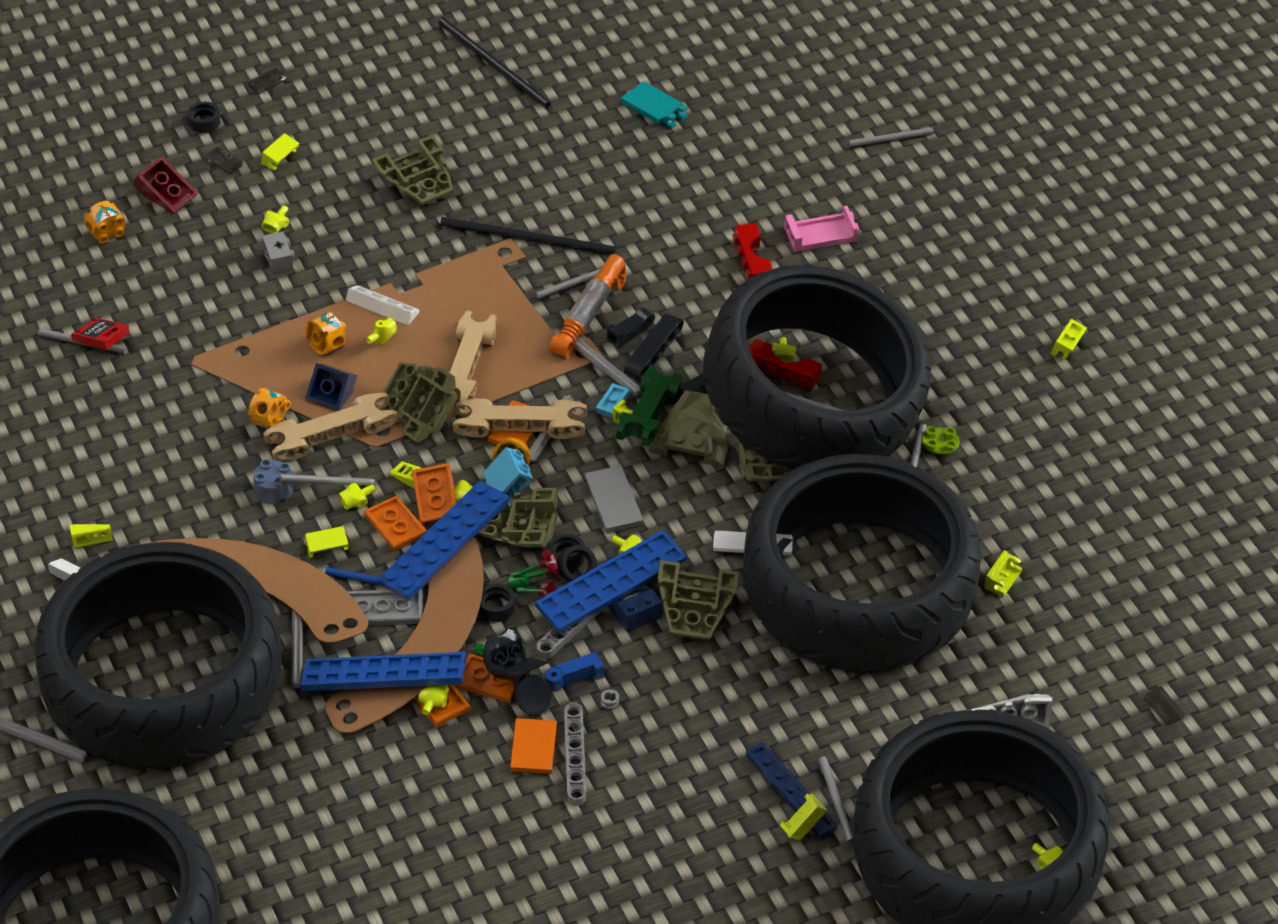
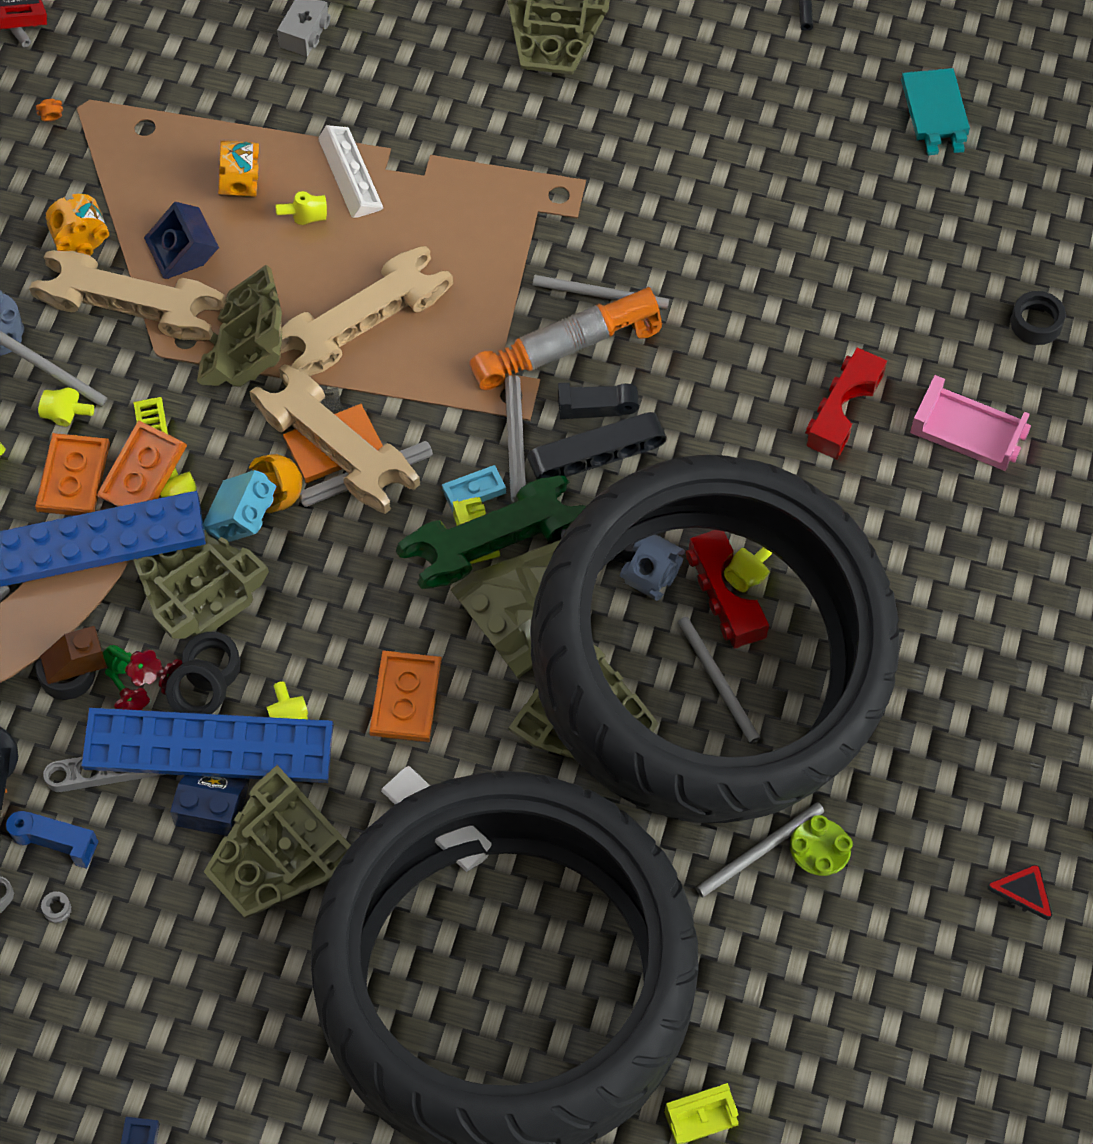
camera: 40 degrees right, 15 degrees up
(181, 371) = (50, 109): none -> orange plate
(501, 585) = (73, 655): none -> reddish brown slope
(526, 235) = (607, 192): black piece -> none
(614, 499) = (342, 627): light grey tile -> none
(678, 507) = (405, 696): none -> orange tile
(805, 157) = (1043, 301): none -> black tyre
(1051, 397) = (1025, 890): none -> piece

